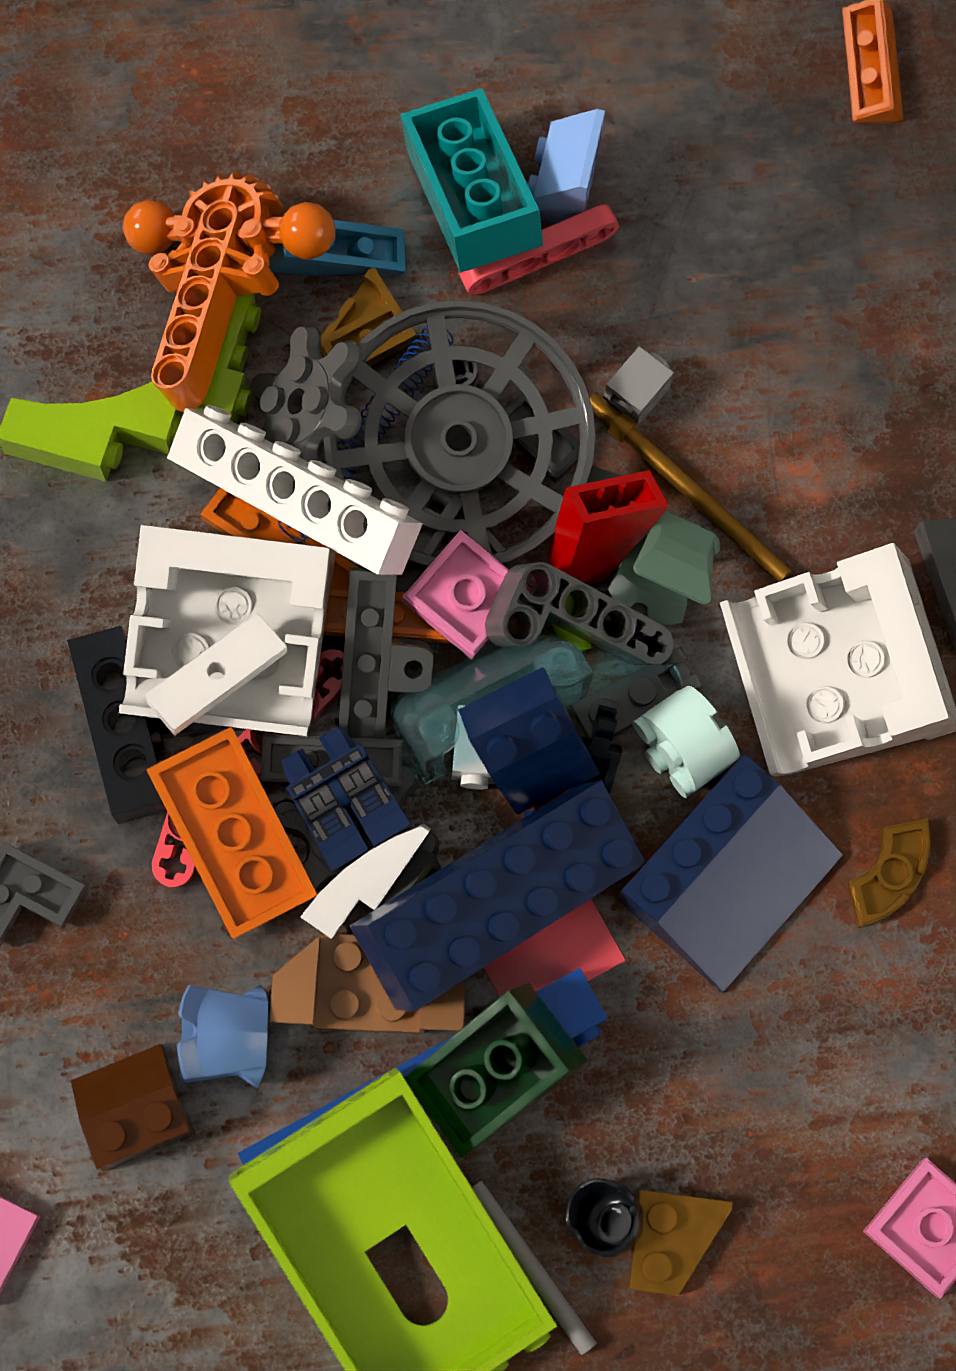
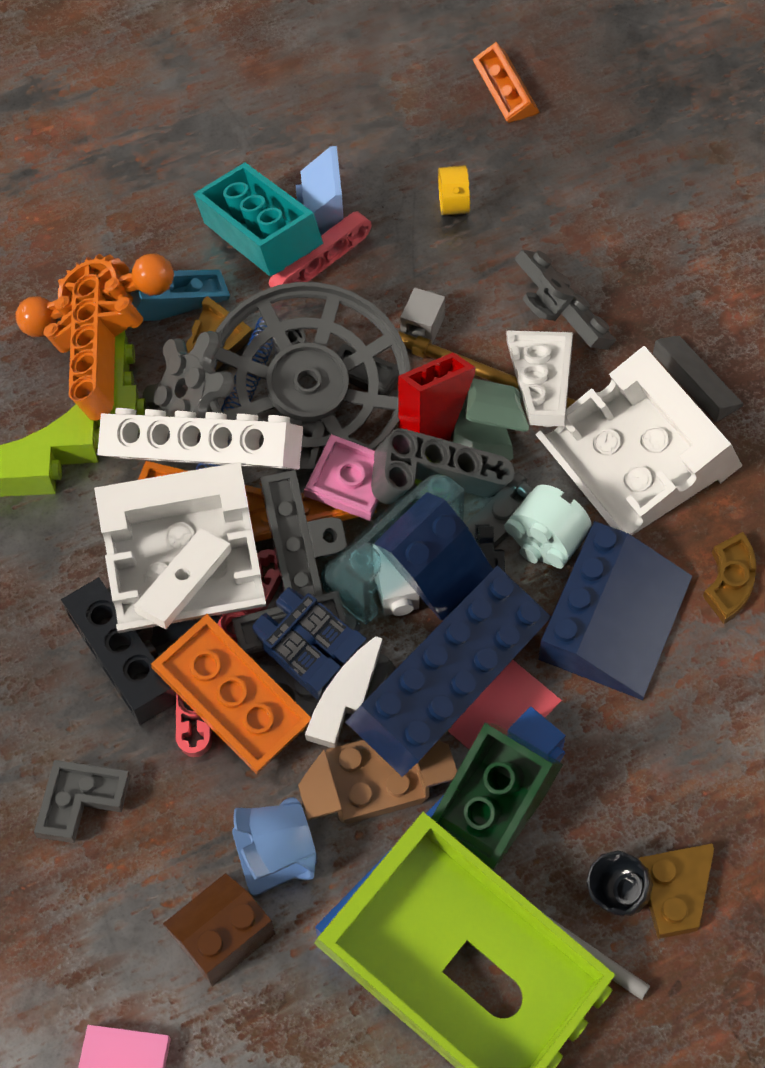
camera: 10 degrees left, 15 degrees down
(742, 213) = (454, 190): none -> yellow piece
(759, 520) = (542, 373): none -> white wing
(822, 420) = (557, 298): none -> dark grey plate

